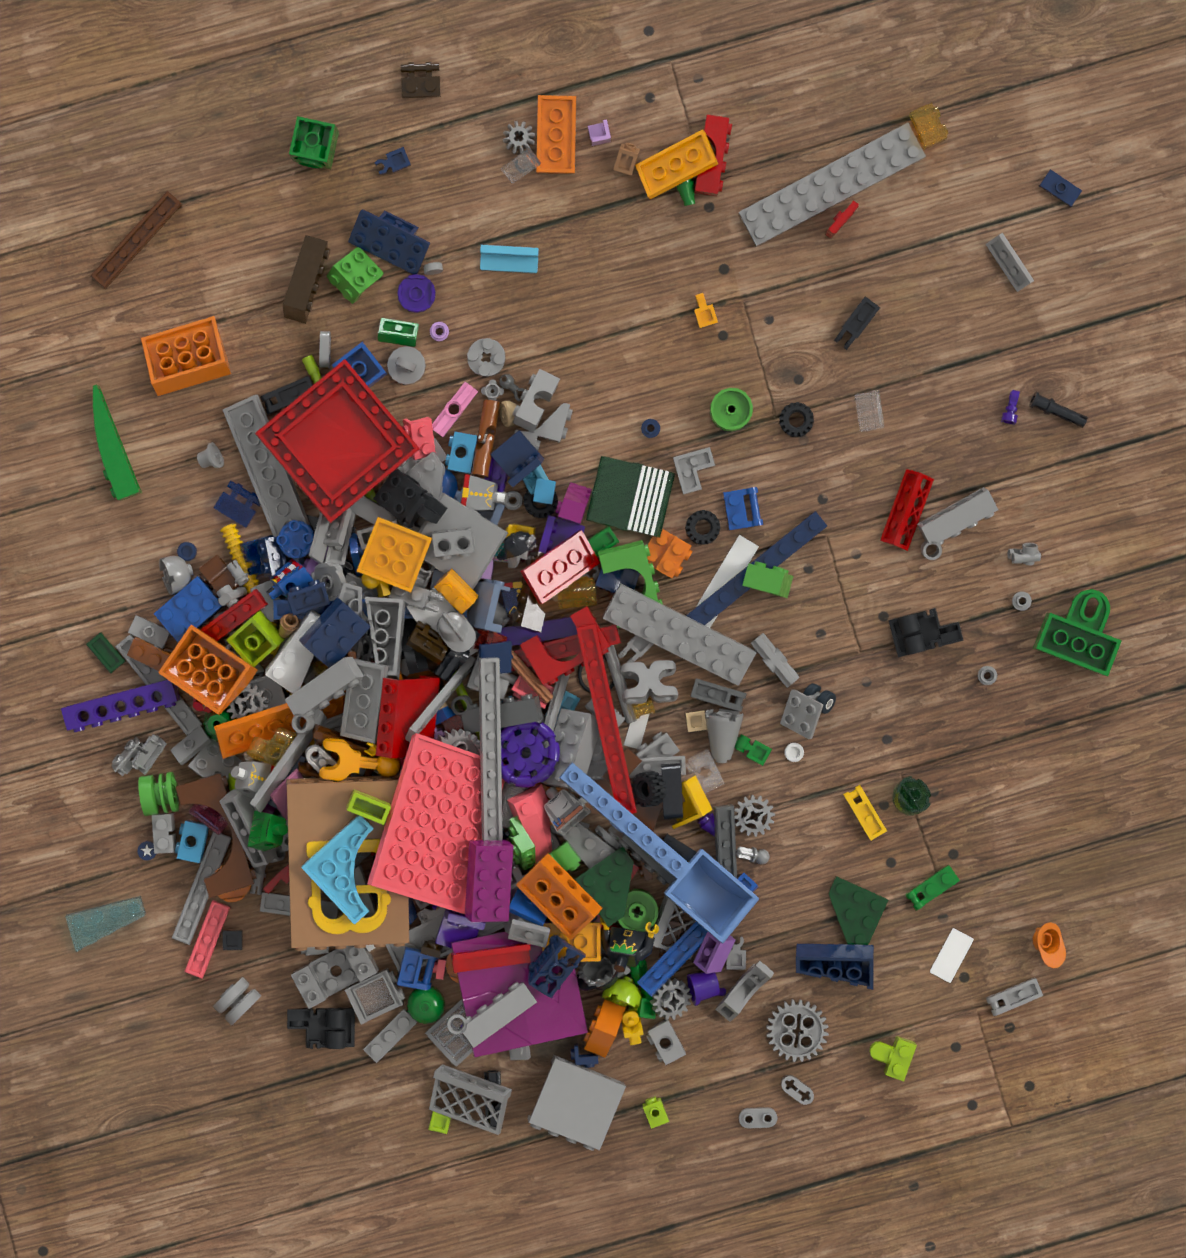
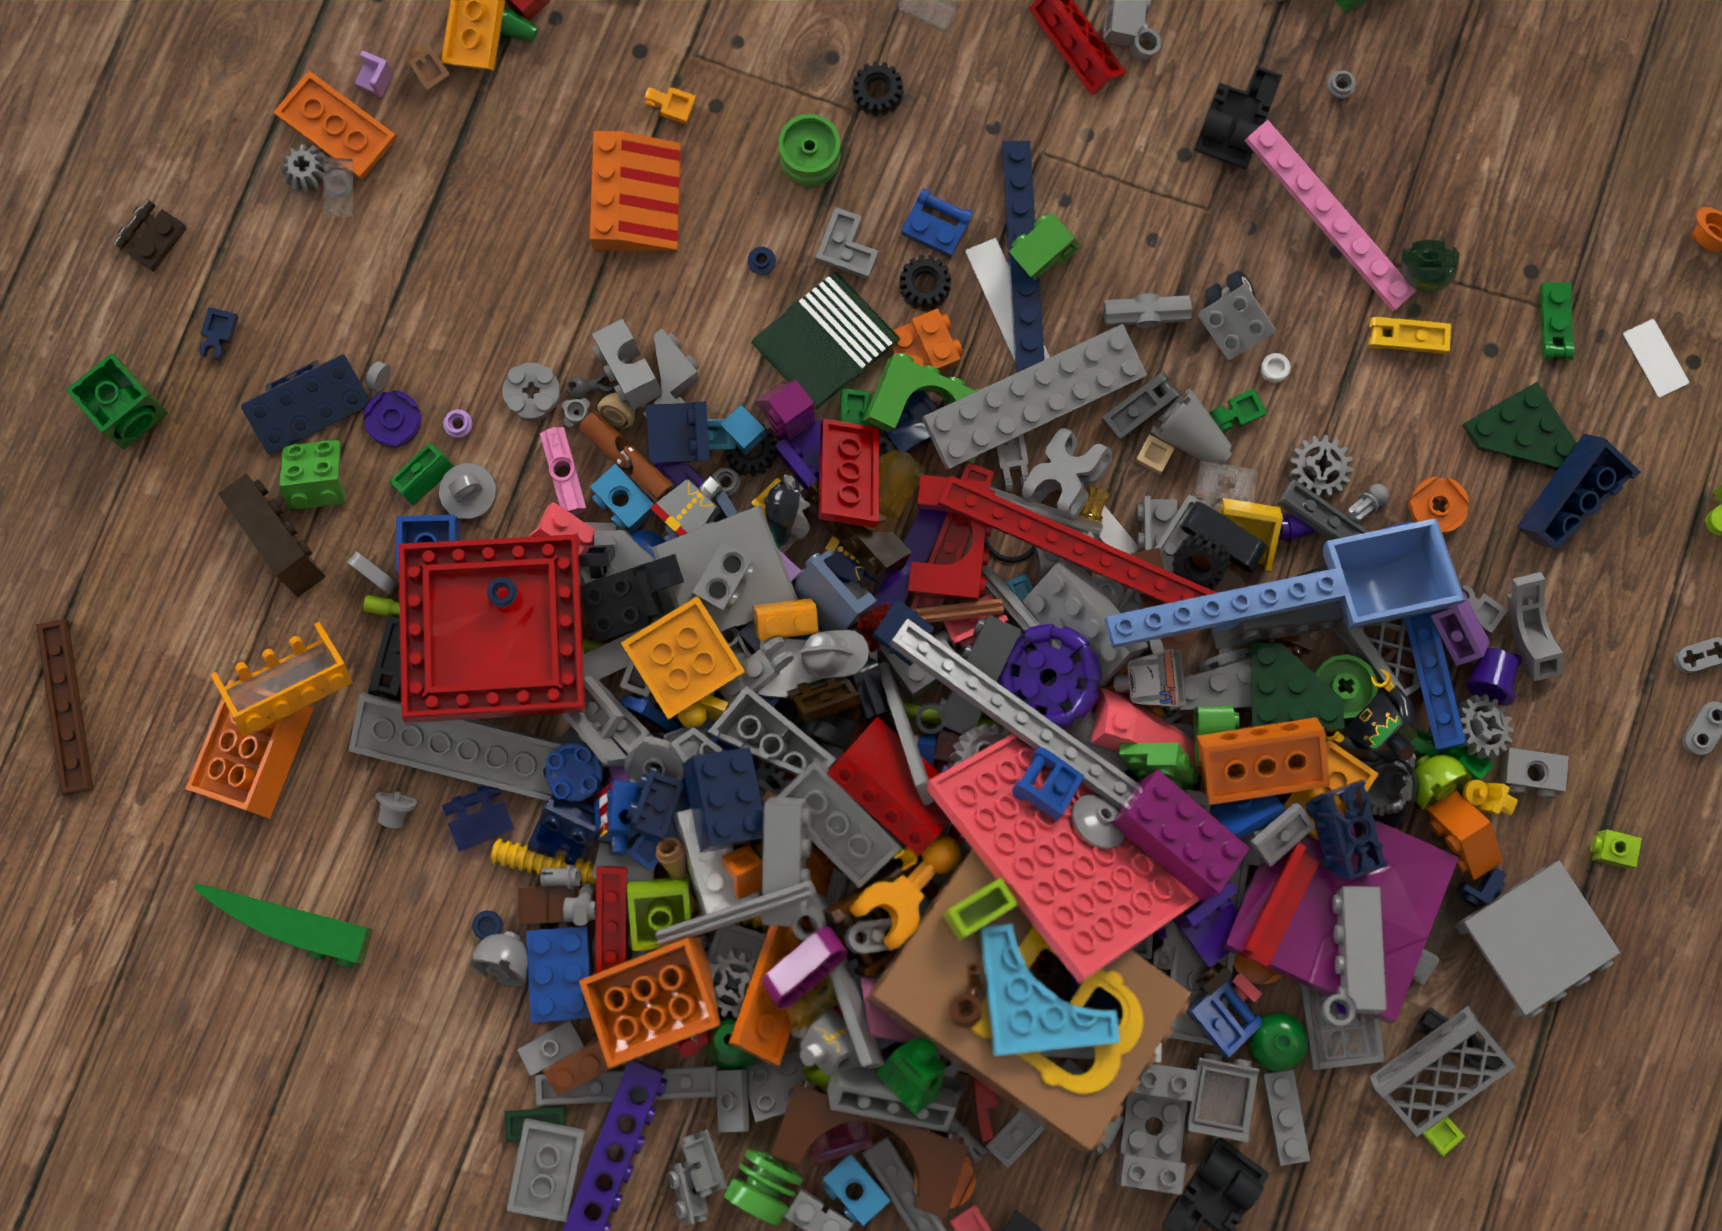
camera: 50 degrees left, 10 degrees down
(86, 676) = (545, 1170): none -> light grey plate
(231, 351) = (284, 684): none -> light orange window
(278, 737) = (804, 967): none -> magenta beam
(279, 682) = (736, 913): none -> light grey axle
(307, 669) = (745, 870): none -> orange panel
(318, 834) = (968, 1001): none -> reddish brown plate
(354, 438) = (493, 588): none -> dark blue plate
(417, 466) = (597, 559): none -> black tile
(460, 832) = (1093, 820): none -> light grey dish
(465, 800) = (1056, 789): none -> blue plate
(509, 258) = (435, 280): medium azure panel -> none
(638, 330) = (634, 192): none -> orange slope
(769, 899) = (1440, 489): none -> orange plate
(779, 1029) = (1612, 621): light grey gear -> none
(900, 721) = (1329, 215): none -> bright pink plate

